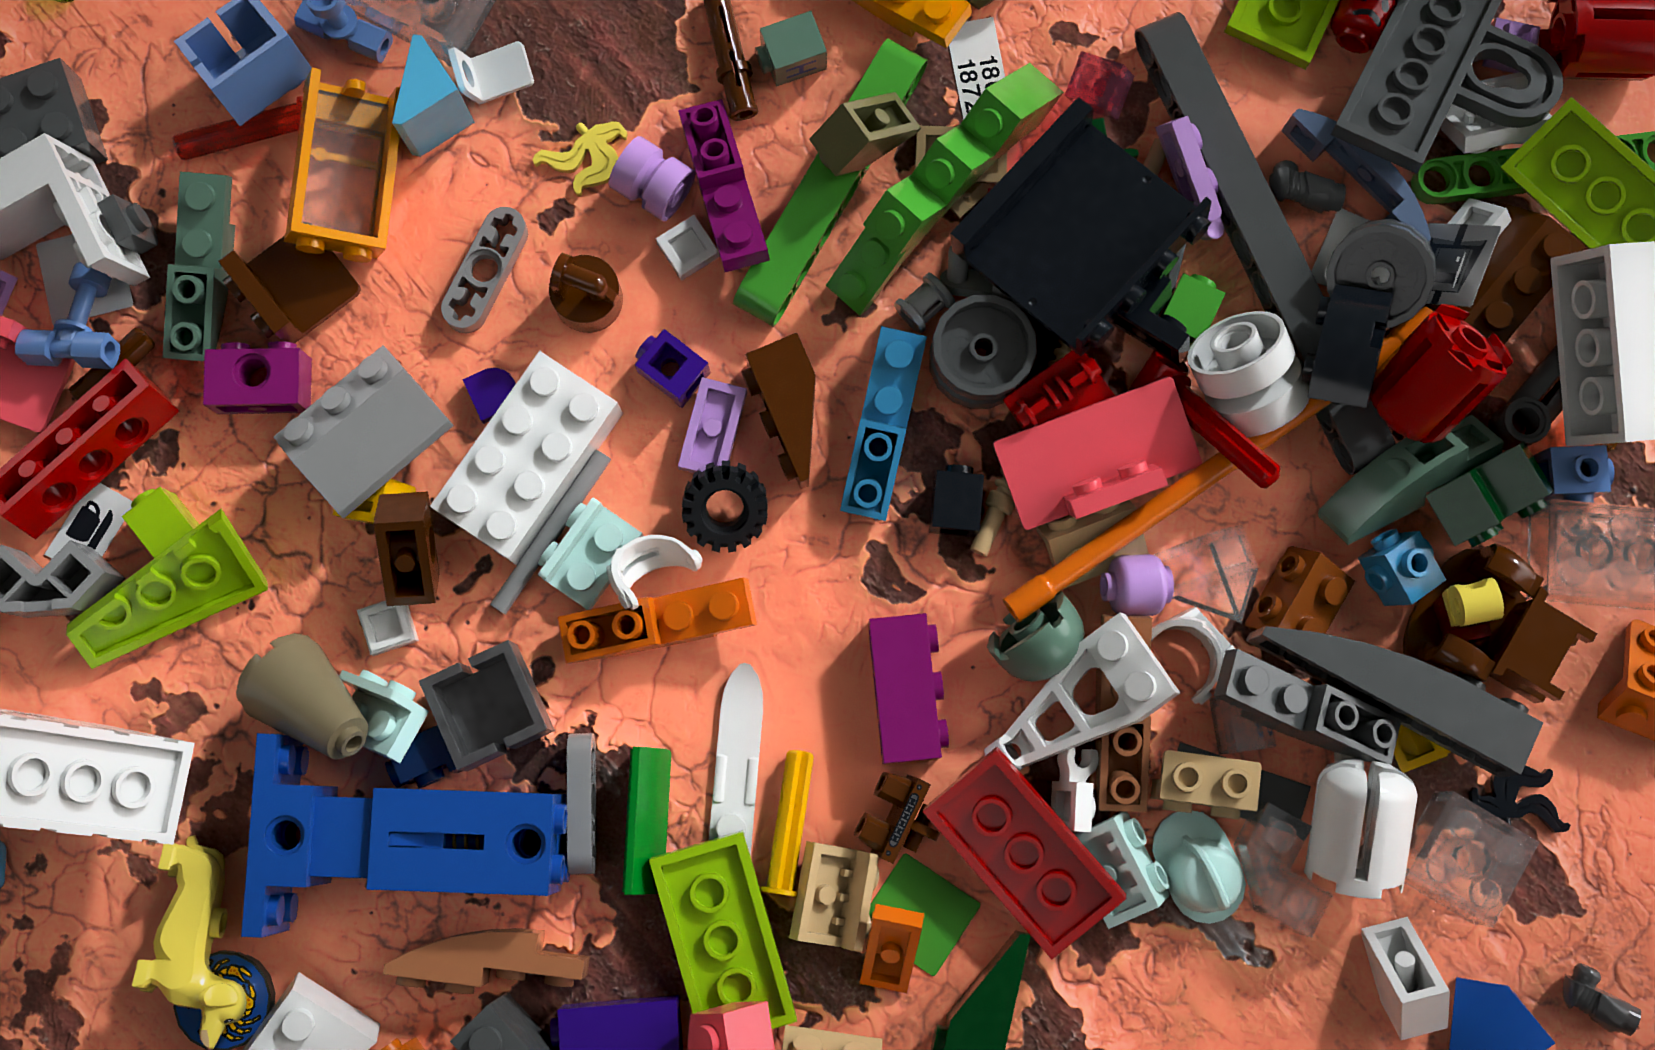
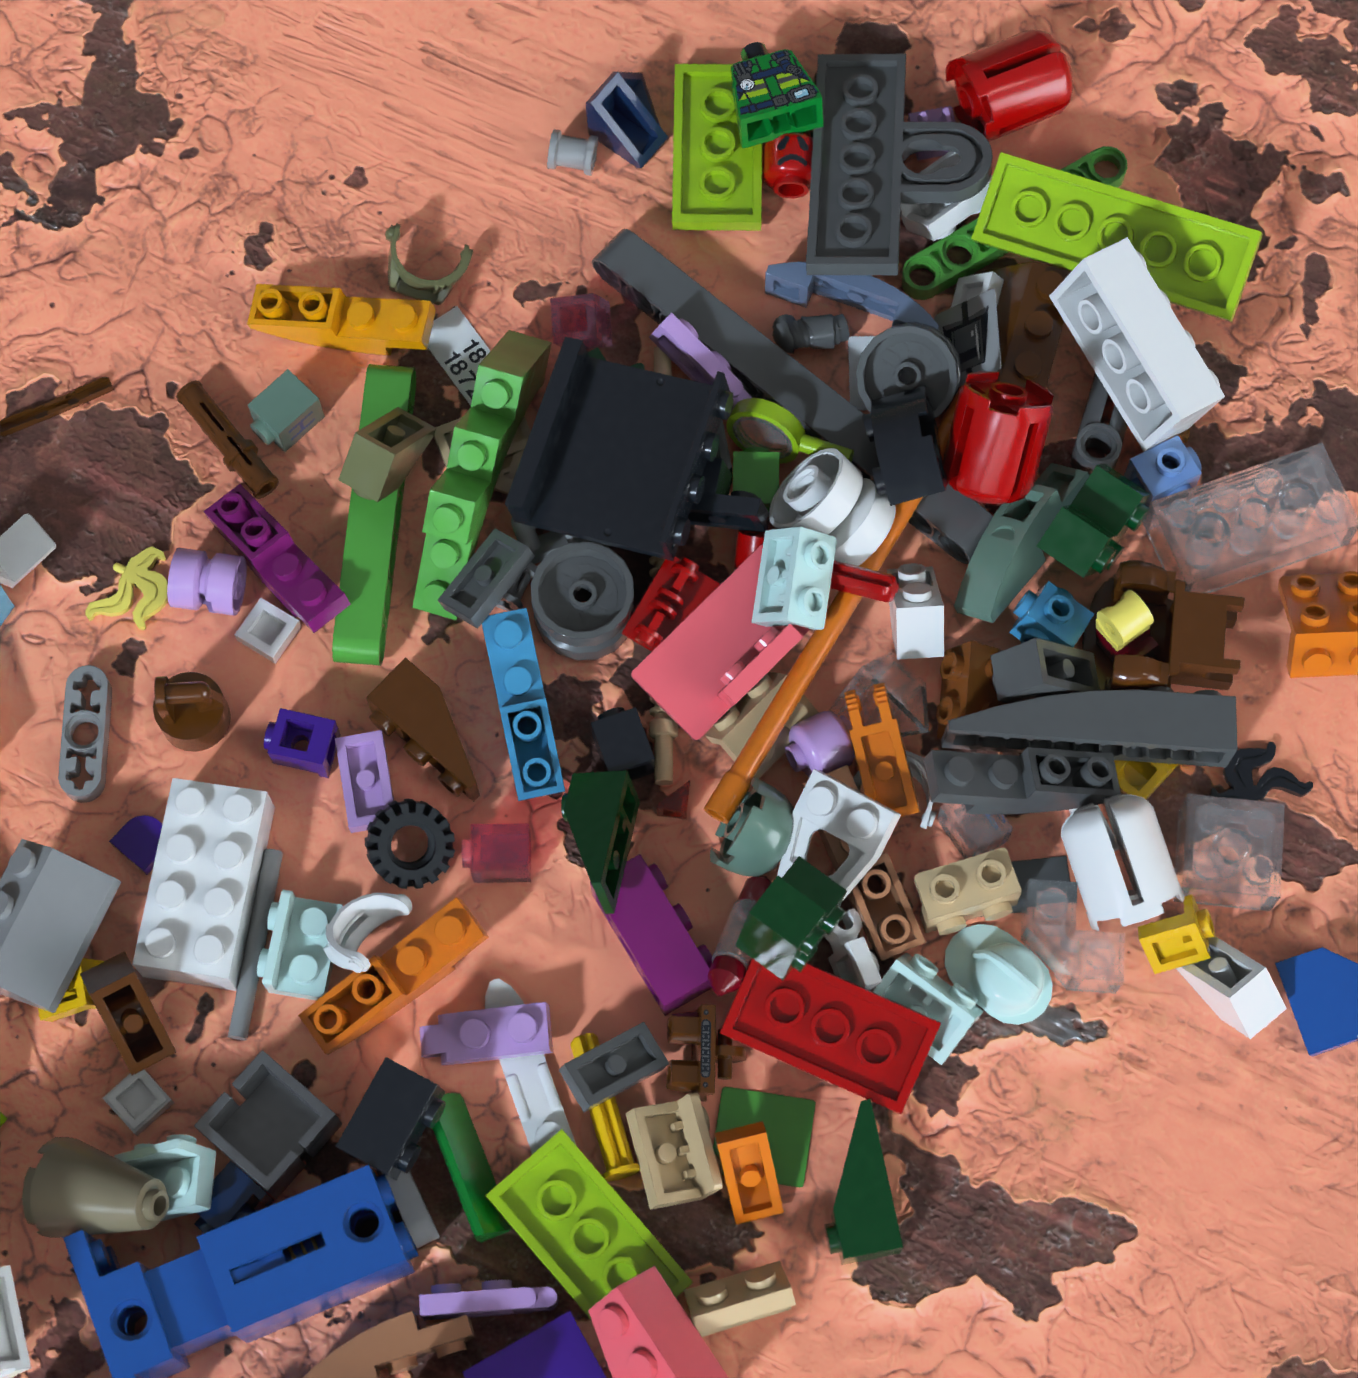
camera: 20 degrees left, 10 degrees down
(594, 758) = (392, 1119): none -> black brick
(617, 952) = (494, 1299): none -> lavender hinge
(718, 711) = (489, 1034): none -> lavender hinge
(800, 550) = (498, 853): none -> clear pink brick
(814, 797) = (613, 1066): none -> dark grey plate
(902, 292) = (486, 578): none -> dark grey plate
(905, 565) = (602, 820): none -> dark green slope
(981, 577) = (676, 804): none -> clear red piece
(983, 730) = (728, 961): none -> piece
(1037, 747) = (792, 919): none -> dark green brick
(1185, 424) = (794, 578): none -> light aqua bracket
(1187, 625) = (882, 754): none -> orange hinge
(1233, 271) = (771, 426): none -> lime piece
(1283, 508) = (917, 613): none -> white slope
(1372, 616) = (1041, 670): none -> dark grey brick
(1380, 919) = (1178, 939): none -> yellow bracket

